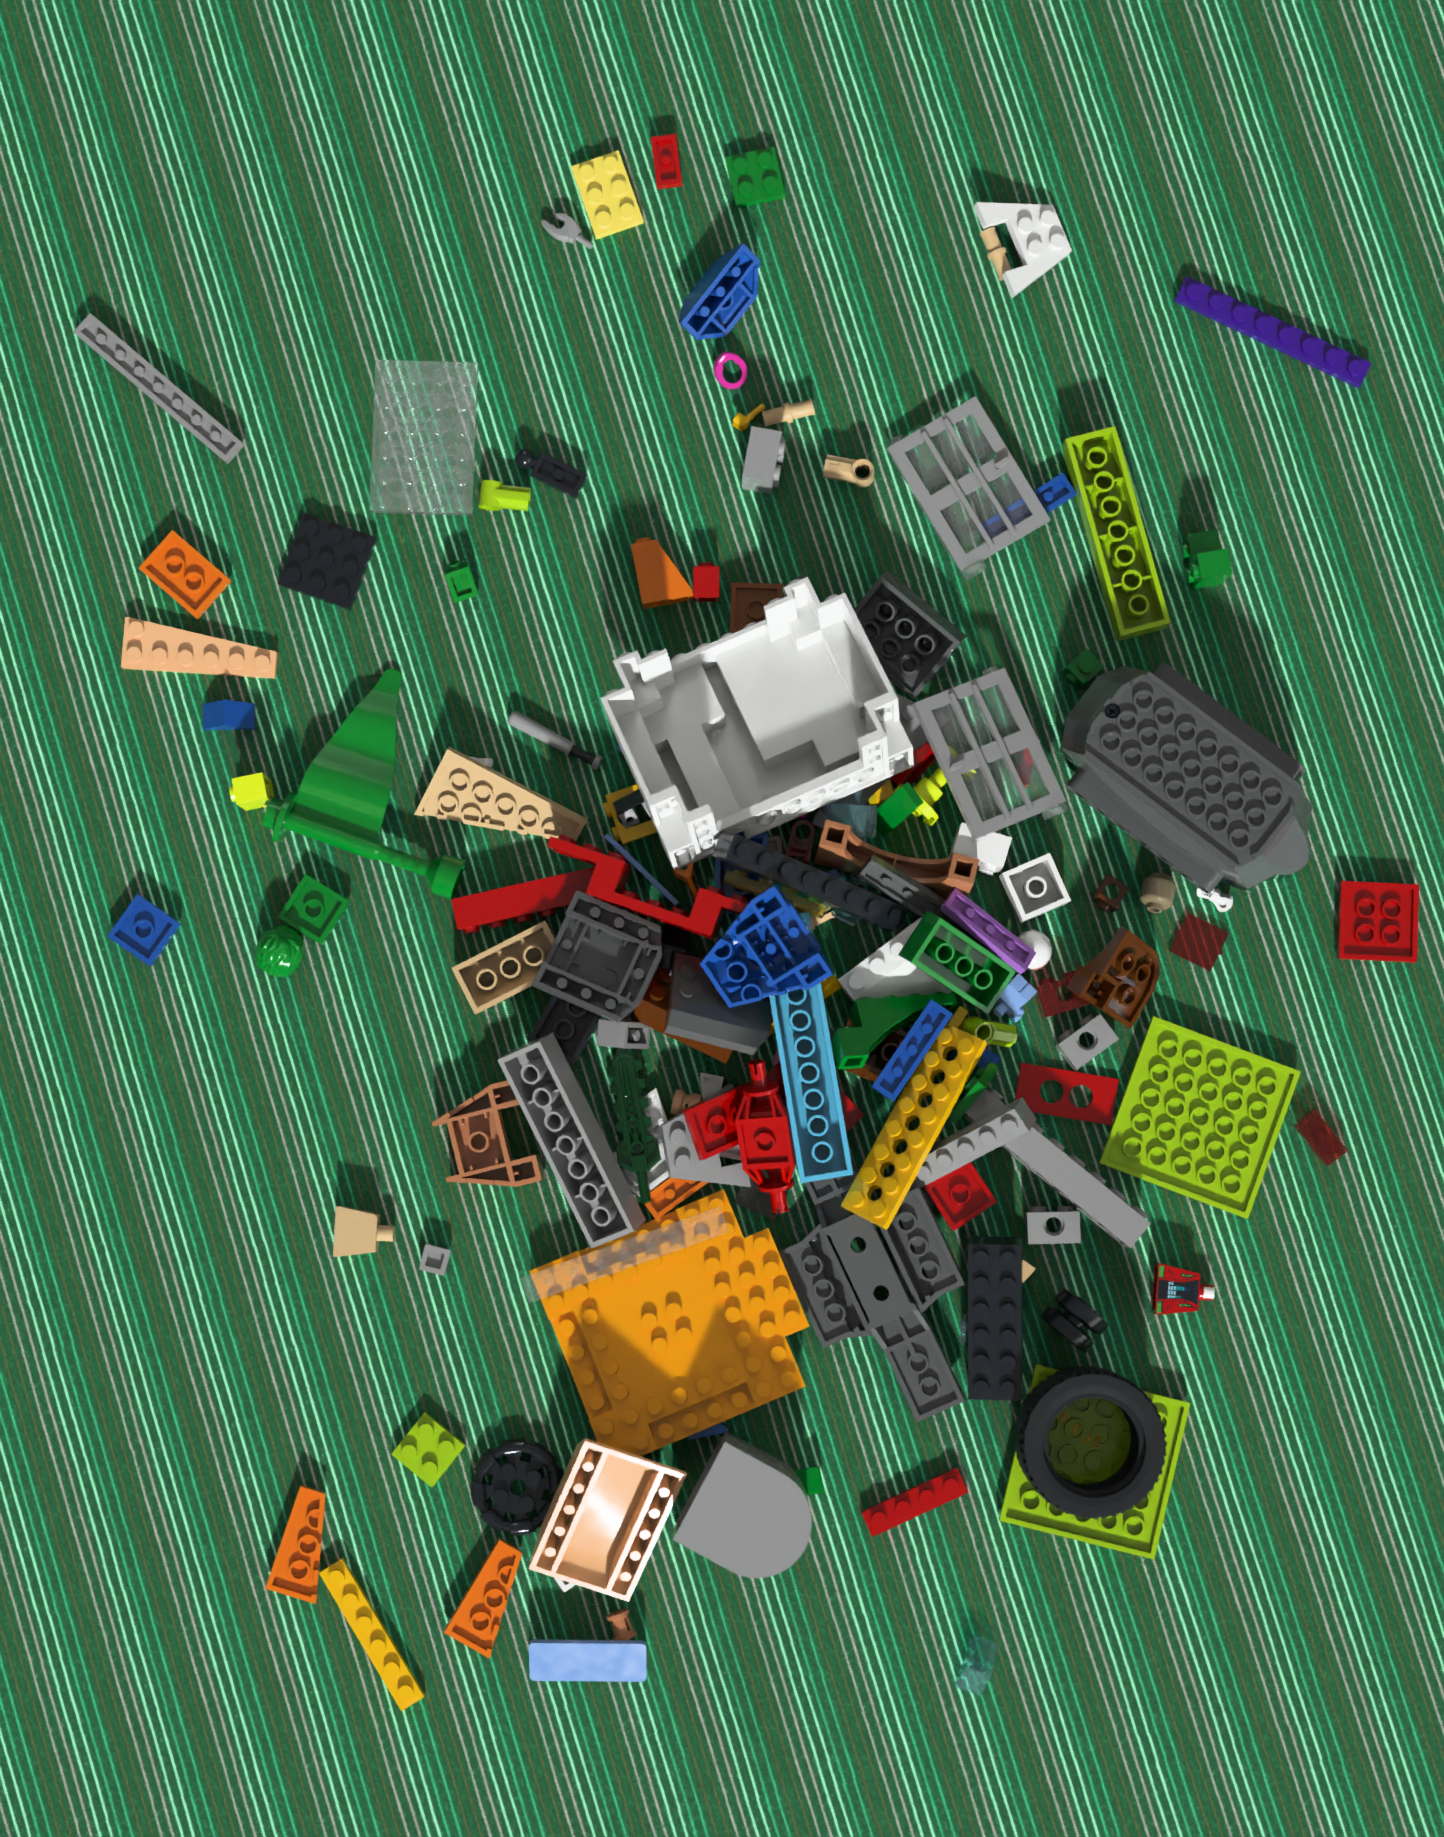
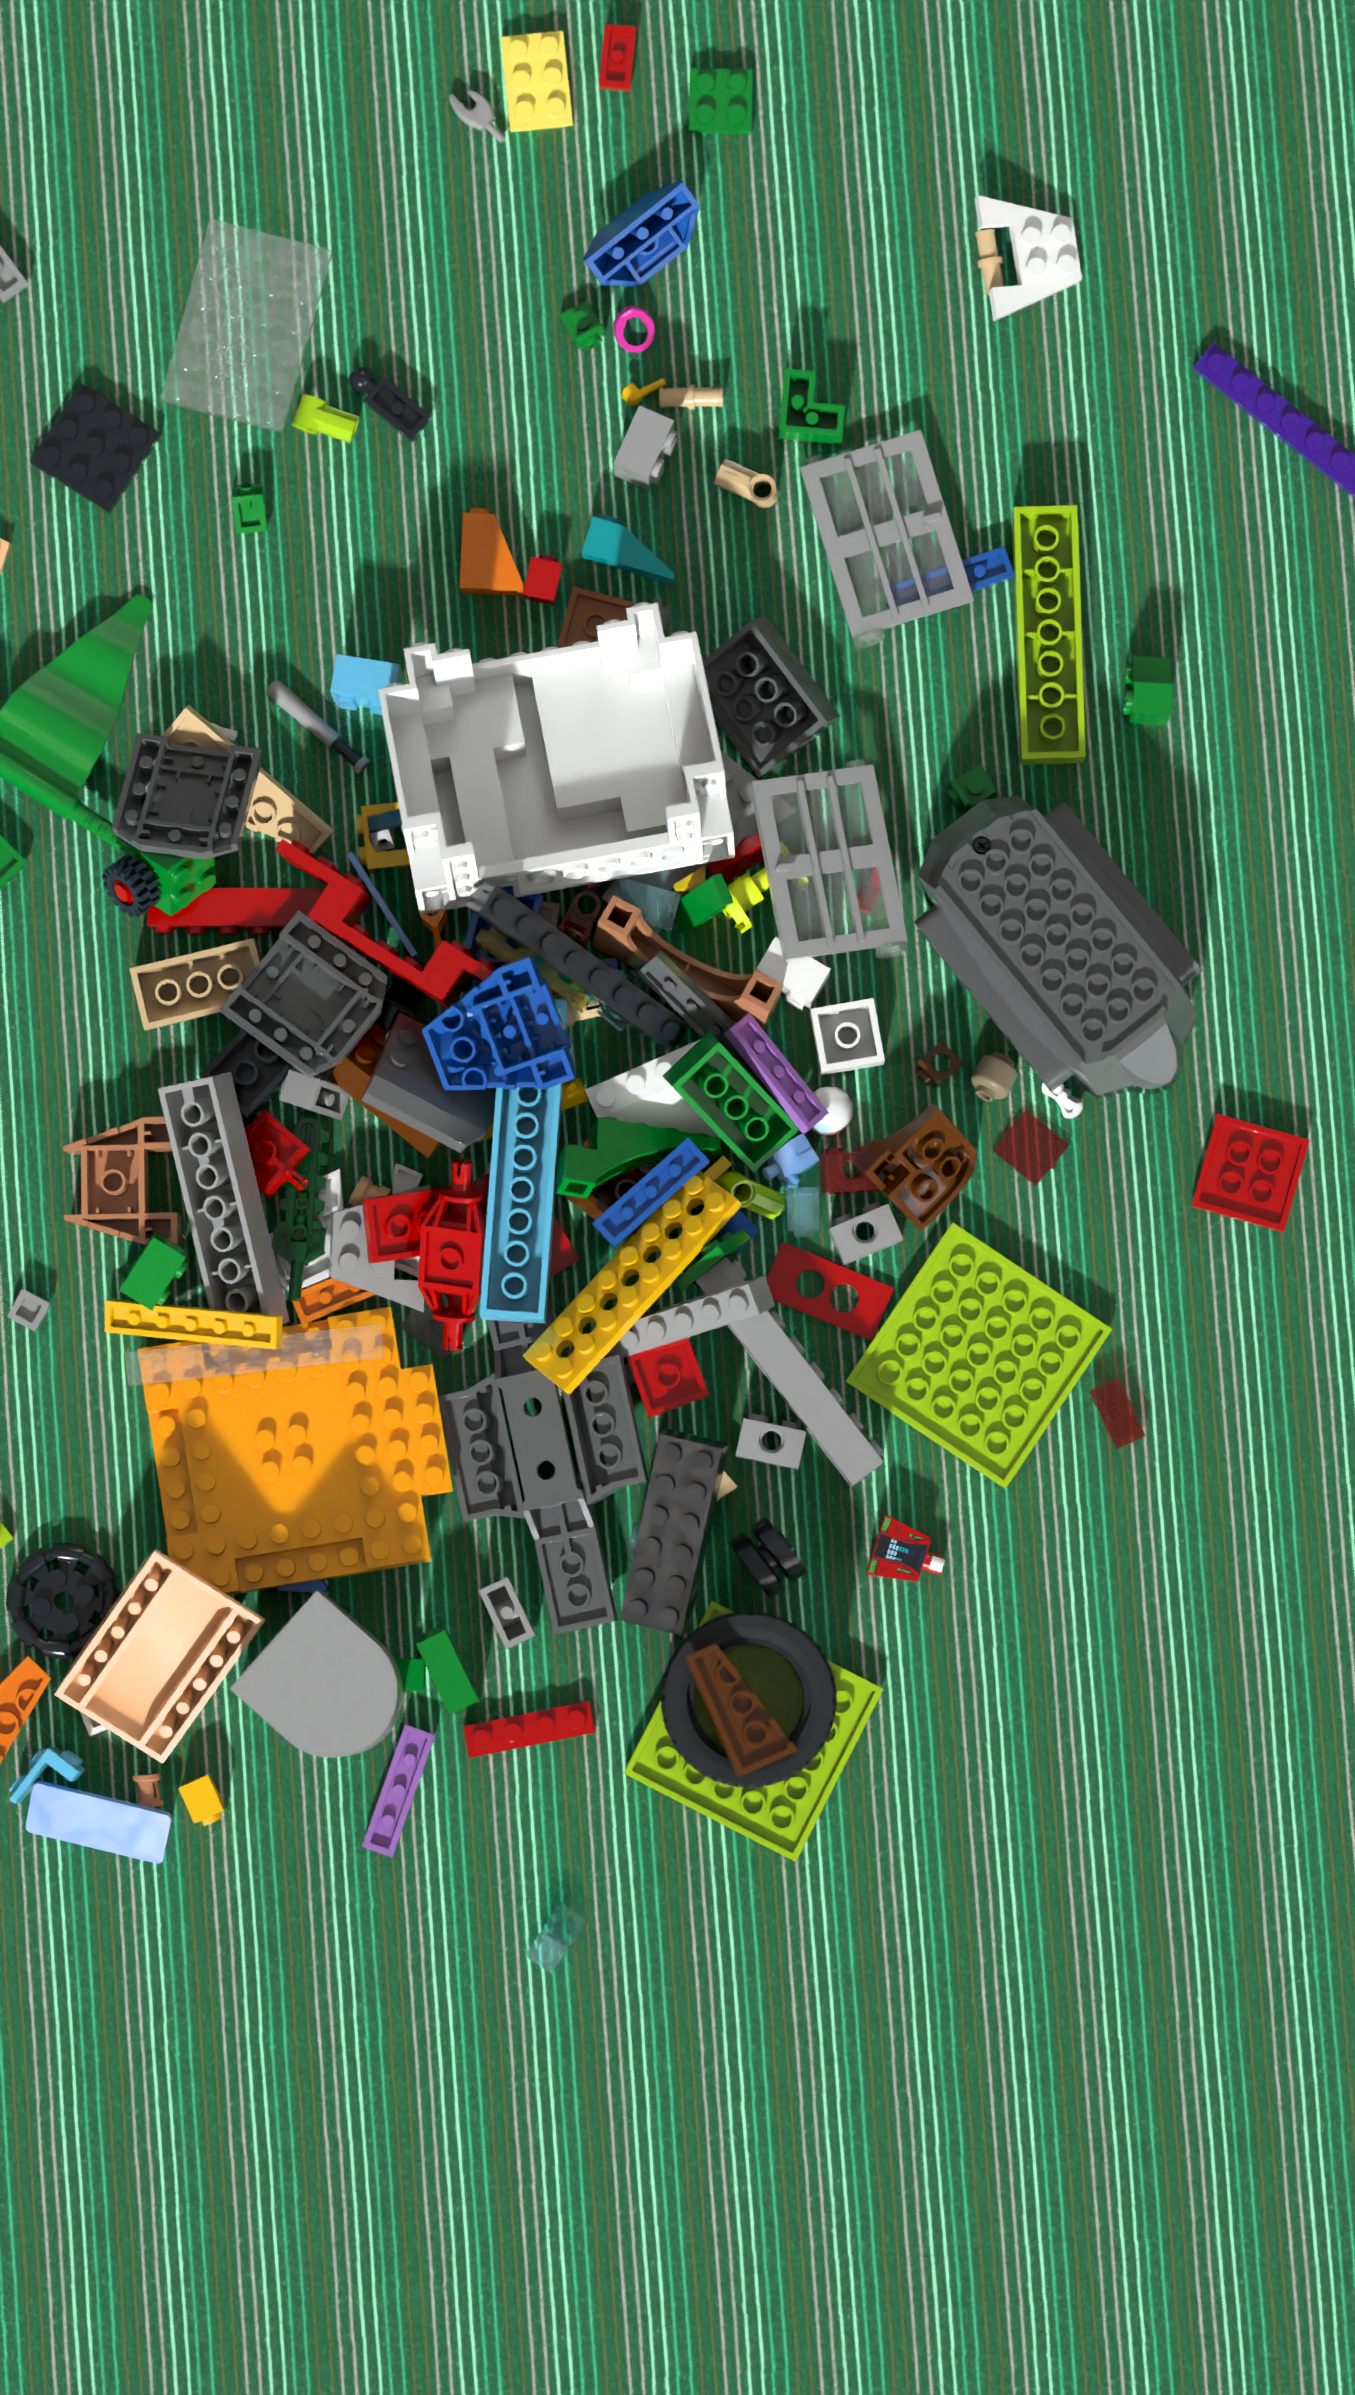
camera: 15 degrees right, 0 degrees up
(465, 821) = (186, 798): none -> dark grey wedge
(467, 879) = (159, 881): none -> brick
(527, 1207) = (152, 1270): none -> green brick
(547, 1621) = (64, 1762): none -> medium azure bracket
(570, 1241) = (194, 1324): none -> yellow plate
(583, 696) = (358, 680): none -> medium azure brick
(602, 1088) = (274, 1153): none -> red plate
(667, 1622) = (203, 1800): none -> yellow brick
(689, 377) = (583, 326): none -> green bracket
(760, 544) = (619, 548): none -> teal slope
(822, 1577) = (398, 1790): none -> medium lavender plate
(840, 1473) = (447, 1670): none -> green brick
(876, 1414) = (507, 1613): none -> light grey brick
(879, 406) = (802, 417): none -> green brick
(1033, 1035) = (802, 1210): none -> clear light blue slope
(1094, 1466) = (741, 1721): none -> reddish brown wing

